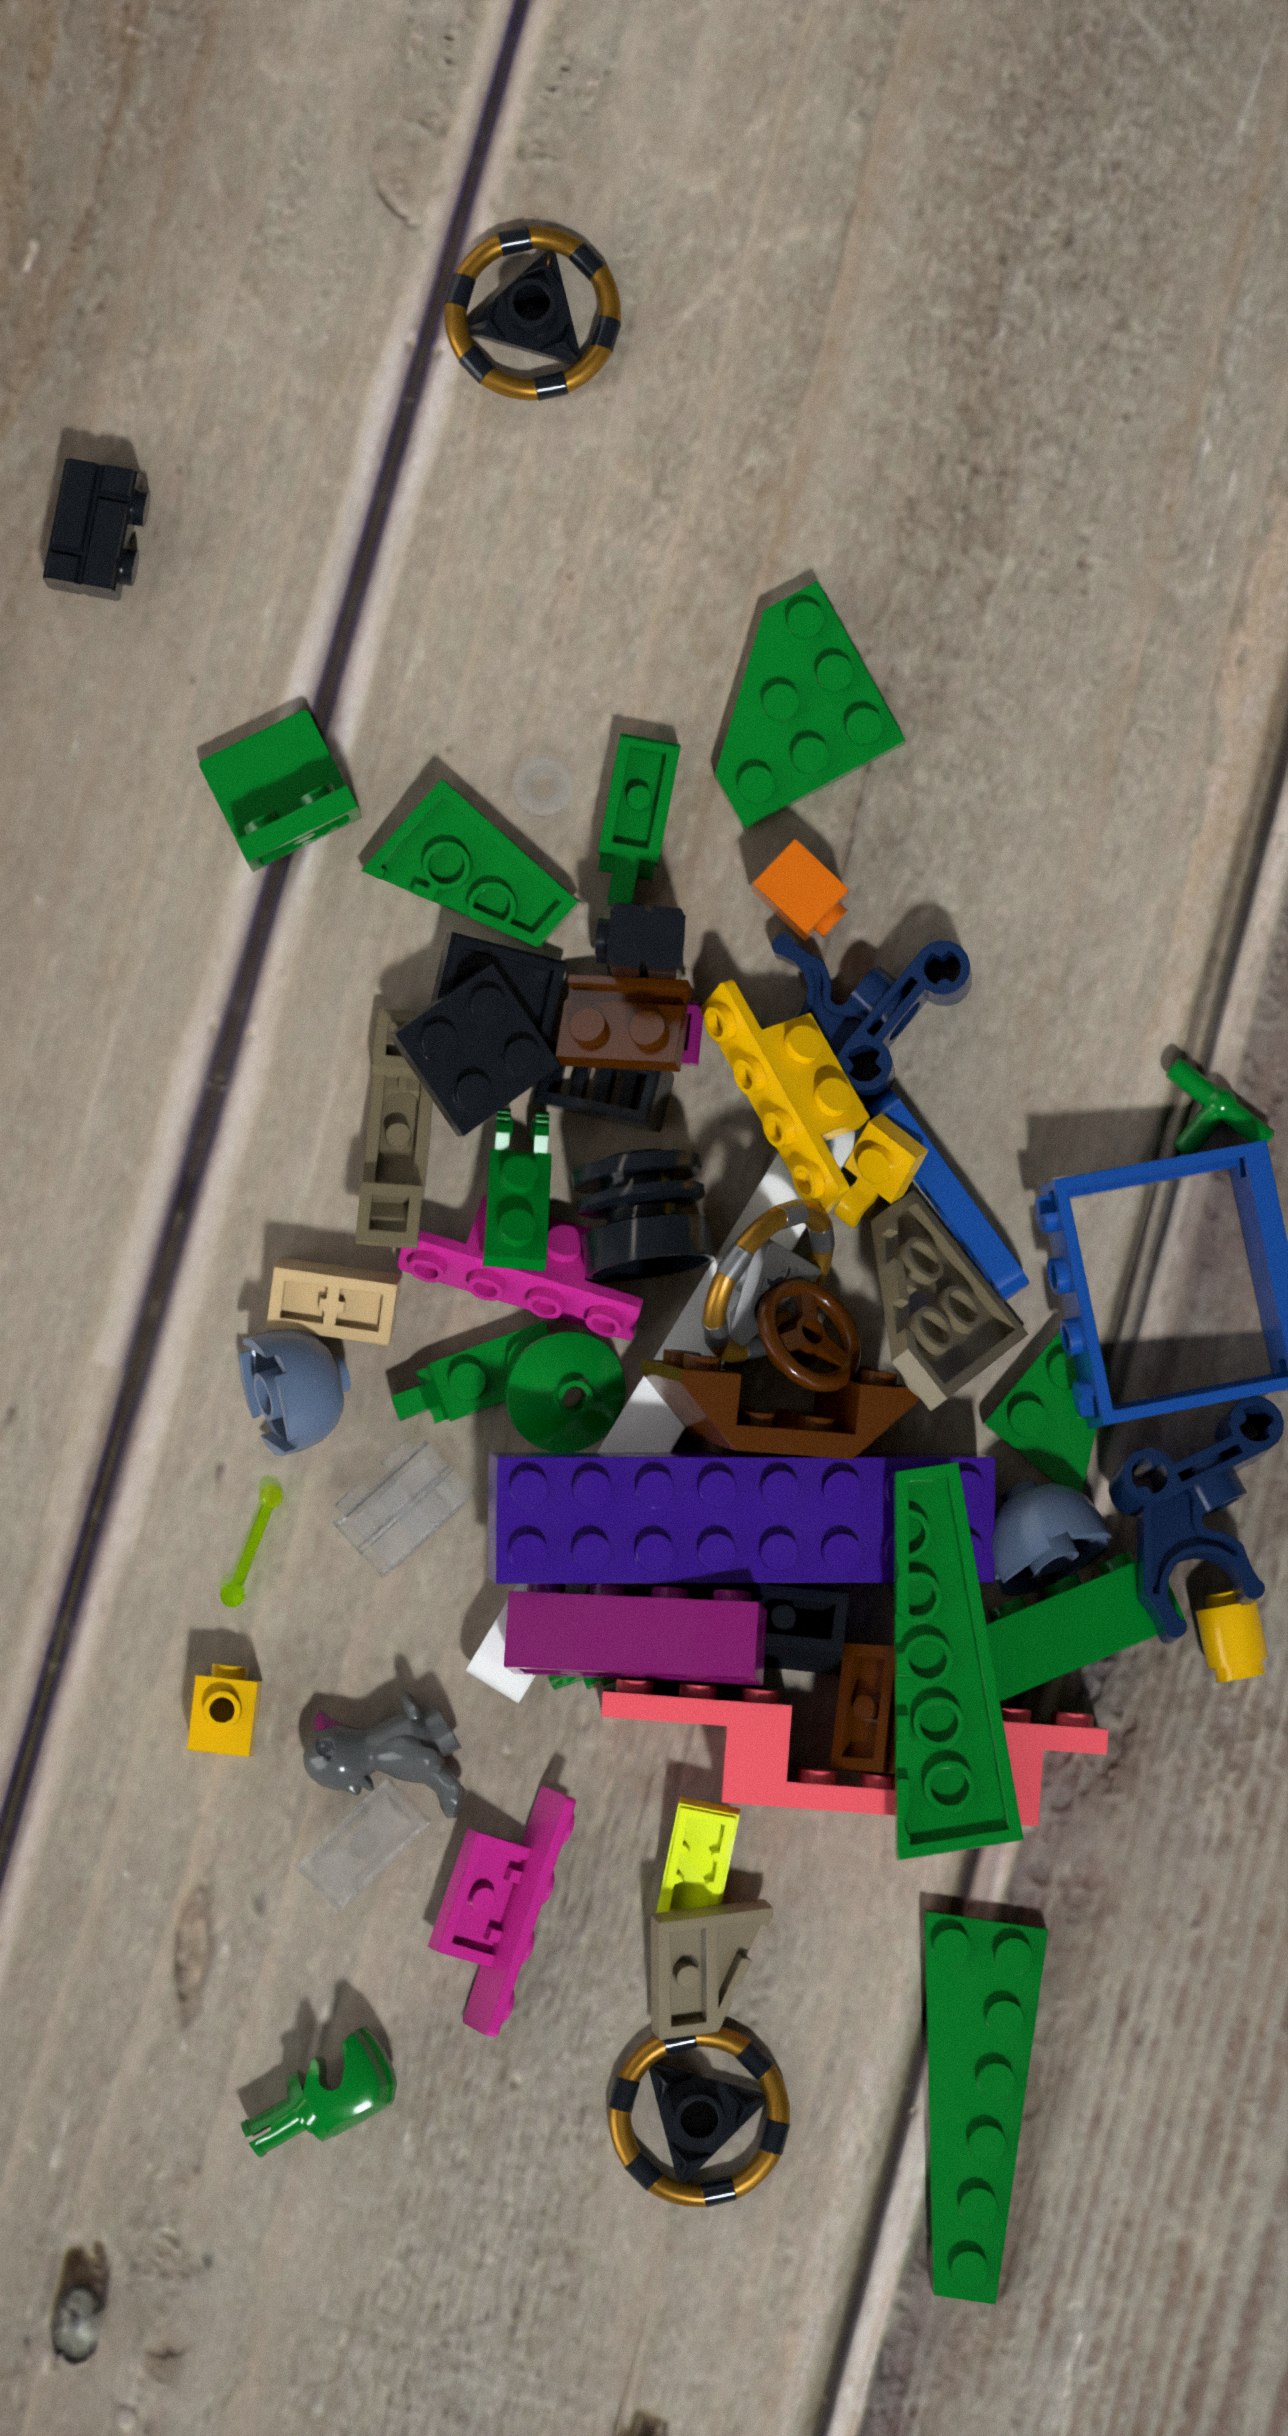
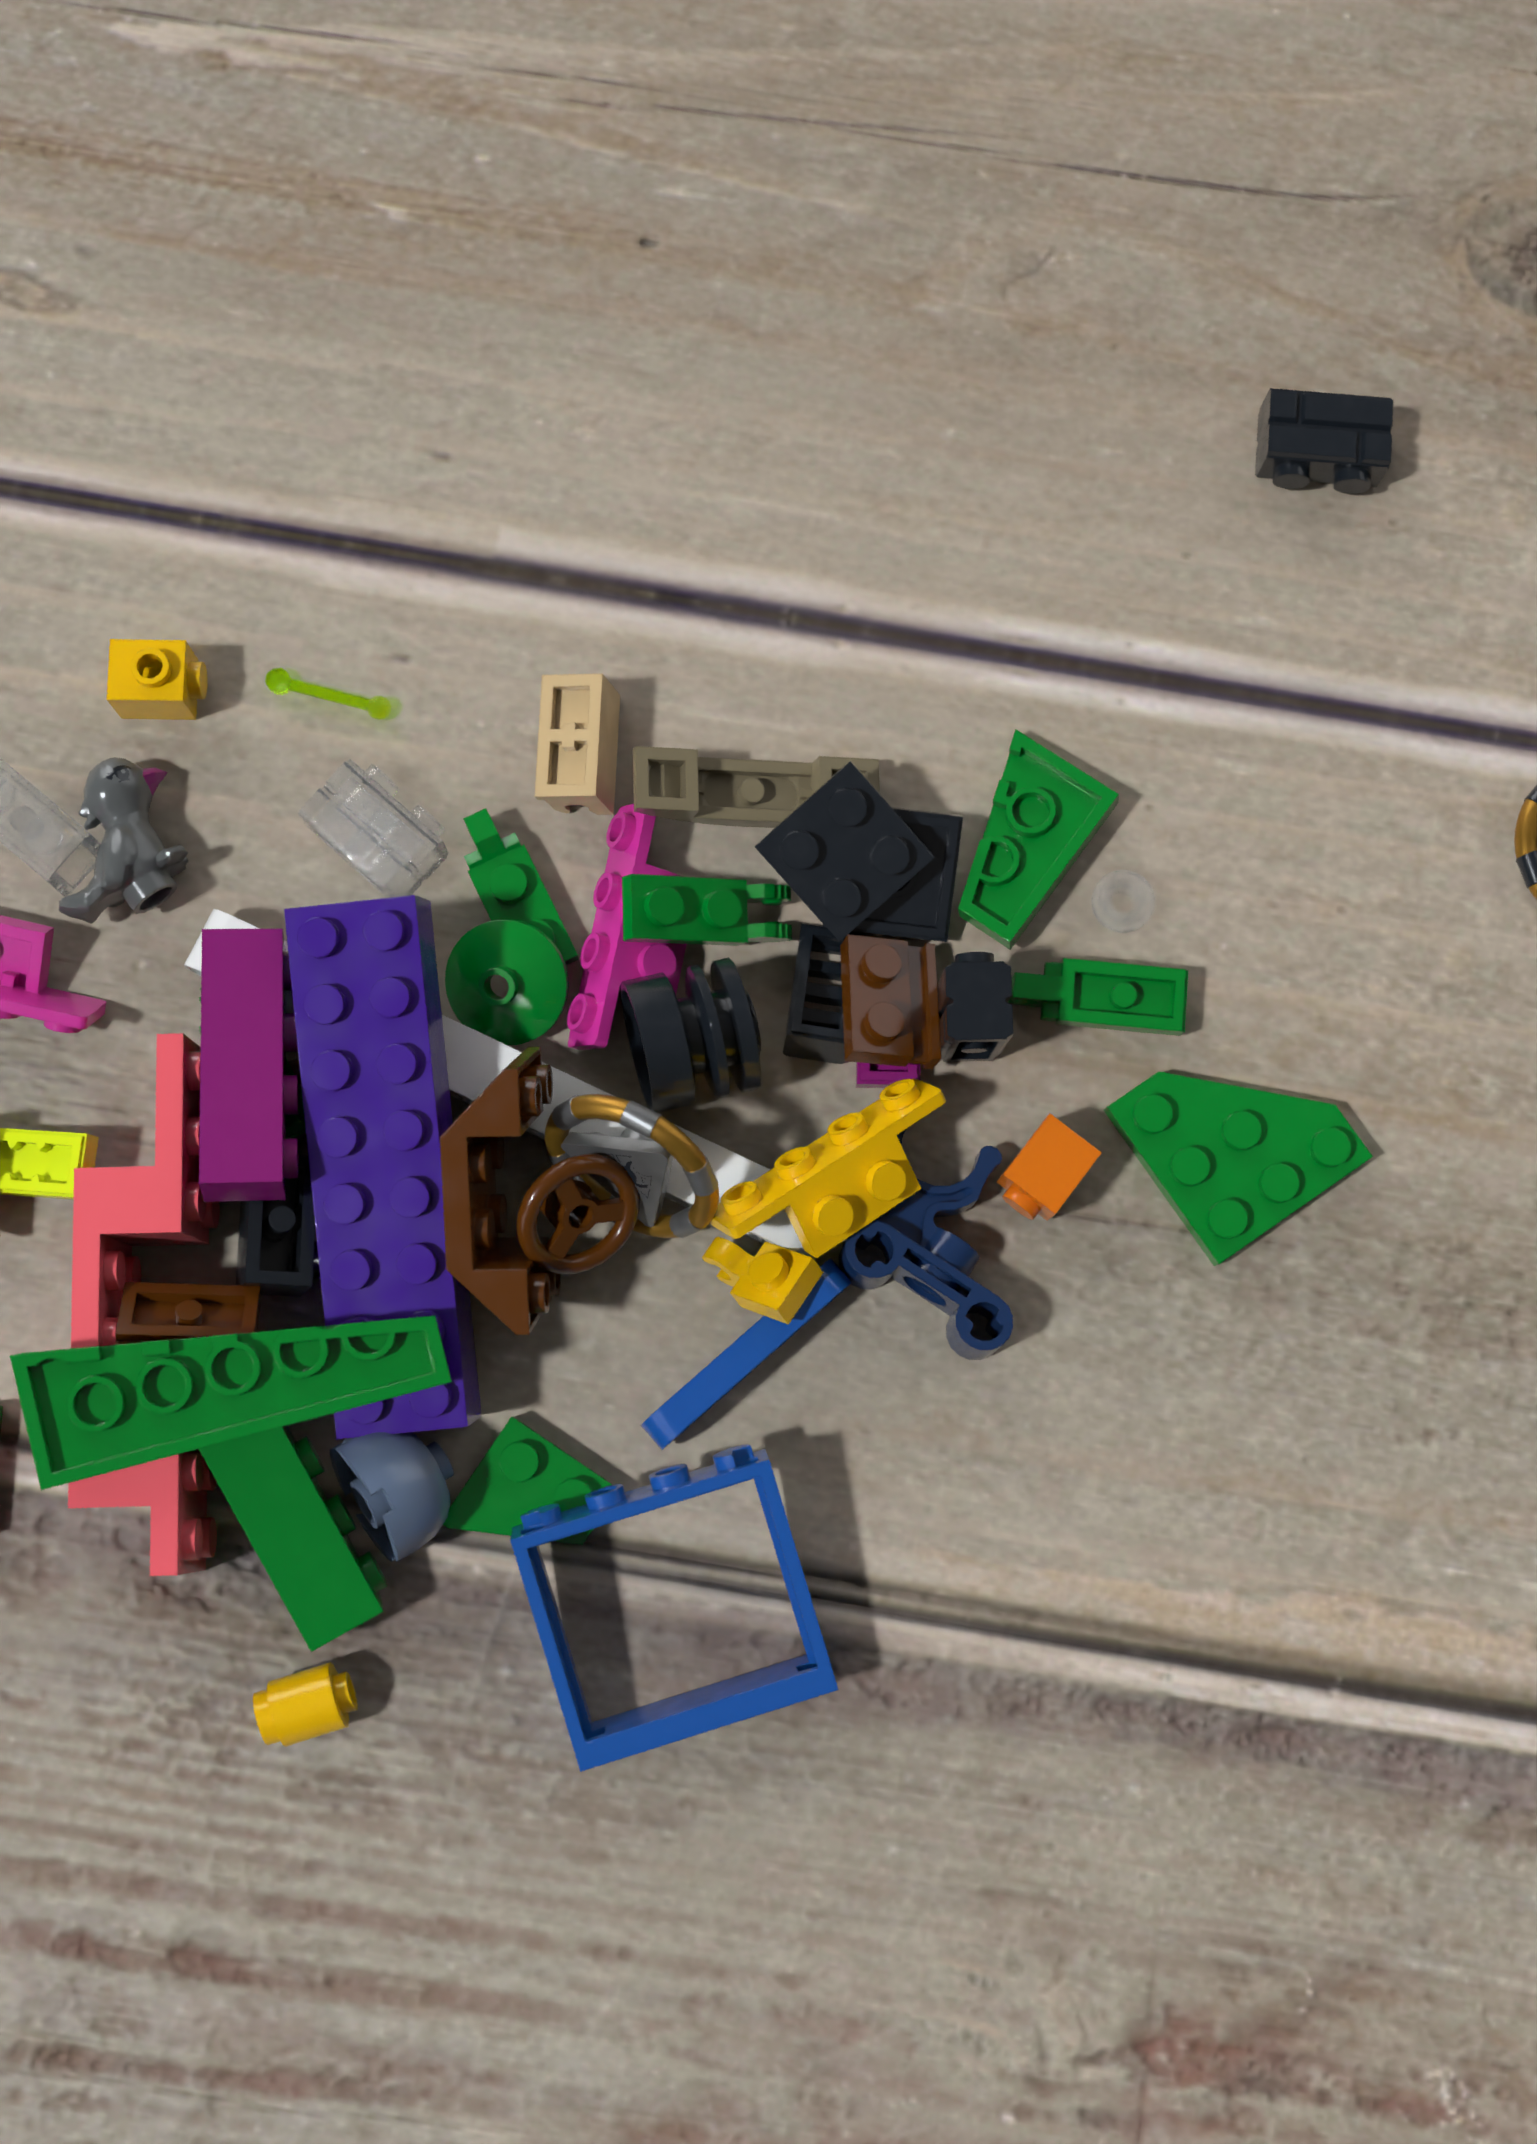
camera: 75 degrees right, 5 degrees down
(279, 790) = (1085, 643): green bracket -> none
(294, 1386) = (485, 713): sand blue cylinder -> none
(936, 1304) = (625, 1349): dark tan plate -> none
(1183, 1494) = (419, 1625): dark blue piece -> none
(1217, 1106) = (871, 1634): green piece -> none

